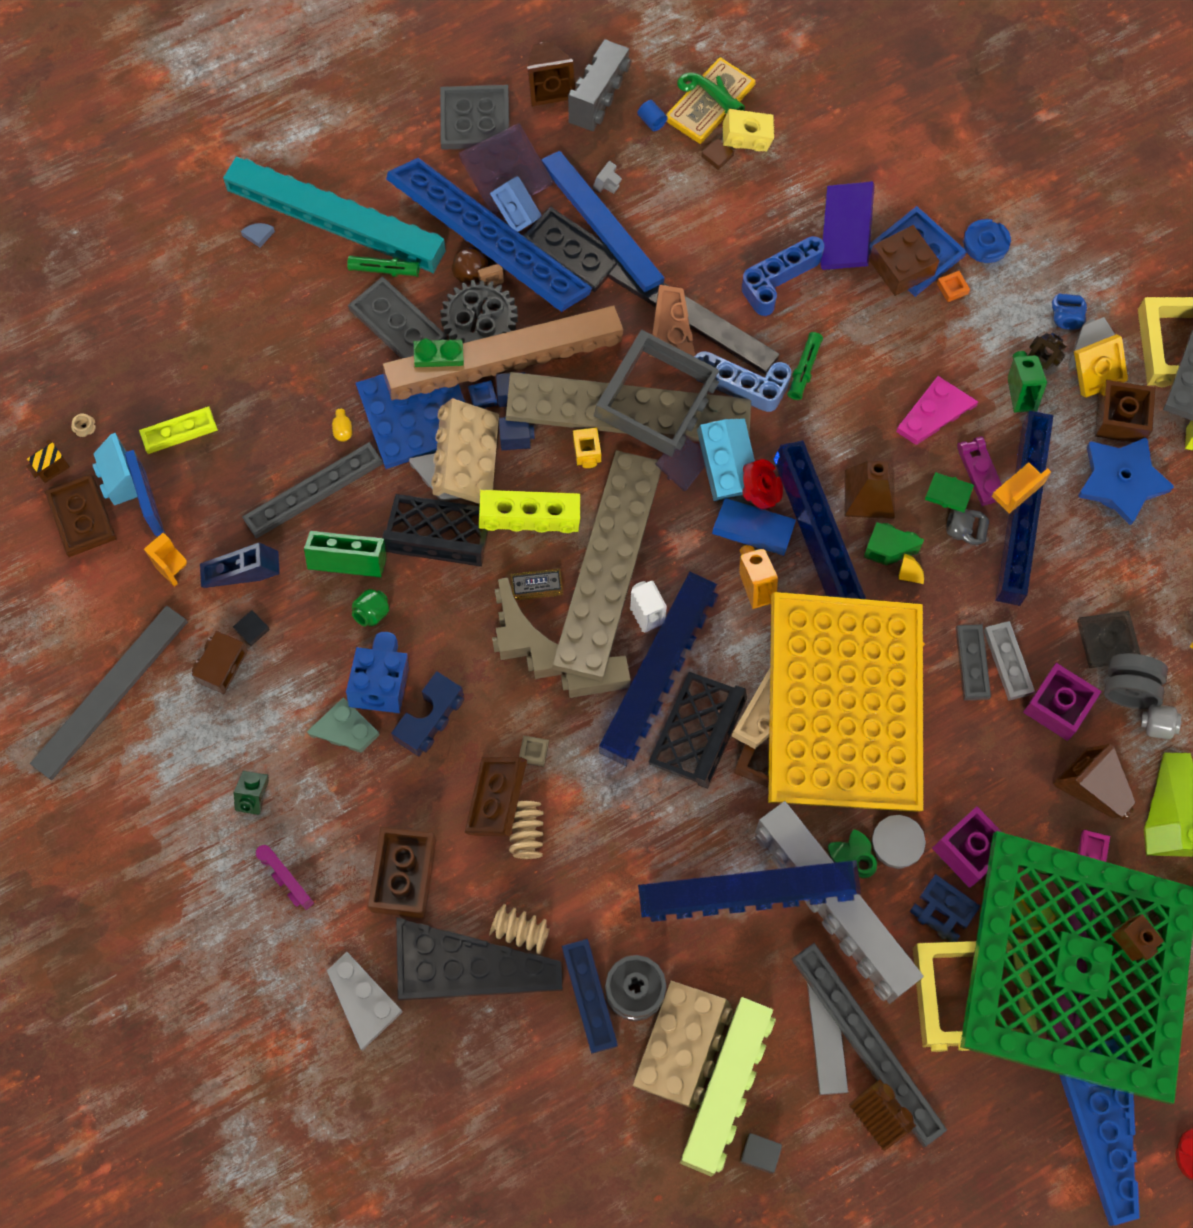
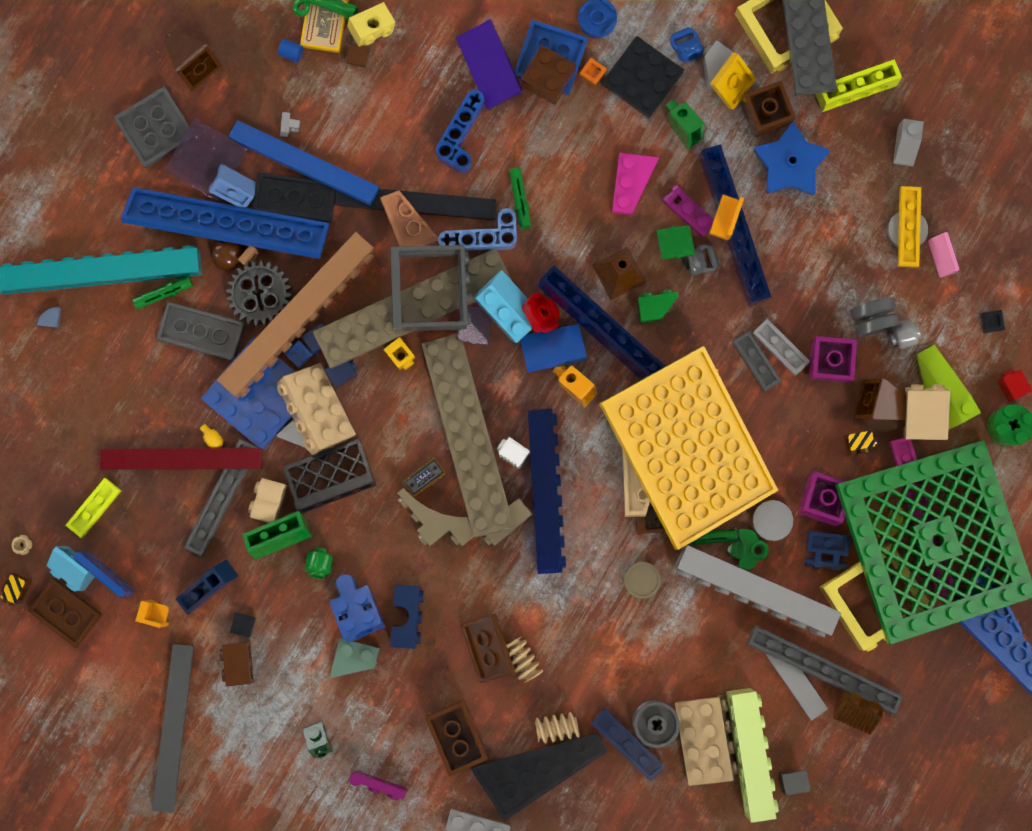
camera: 30 degrees left, 15 degrees up
(298, 429) = (181, 459): none -> dark red tile
(359, 516) = (267, 501): none -> tan brick
(438, 353) = (252, 348): green tile -> none
(519, 502) = (376, 427): neon yellow brick -> none
(534, 750) = (493, 599): dark tan tile -> none
(597, 86) = (234, 45): dark grey wedge -> none
(712, 822) = (642, 580): none -> dark tan piece
(720, 730) = (613, 514): black fence -> none
(750, 889) = (696, 619): clear blue brick -> none
(821, 822) = (717, 536): none -> green pin
(911, 570) = (679, 317): yellow tile -> none
(1003, 318) = (642, 77): none -> black plate
(1047, 809) = (860, 442): none -> brick
(1054, 343) = (688, 90): dark brown brick -> none
(1107, 636) = (840, 292): clear smoke plate -> none
(1138, 938) = (964, 502): reddish brown brick -> none
(1144, 815) = (927, 412): none -> tan panel

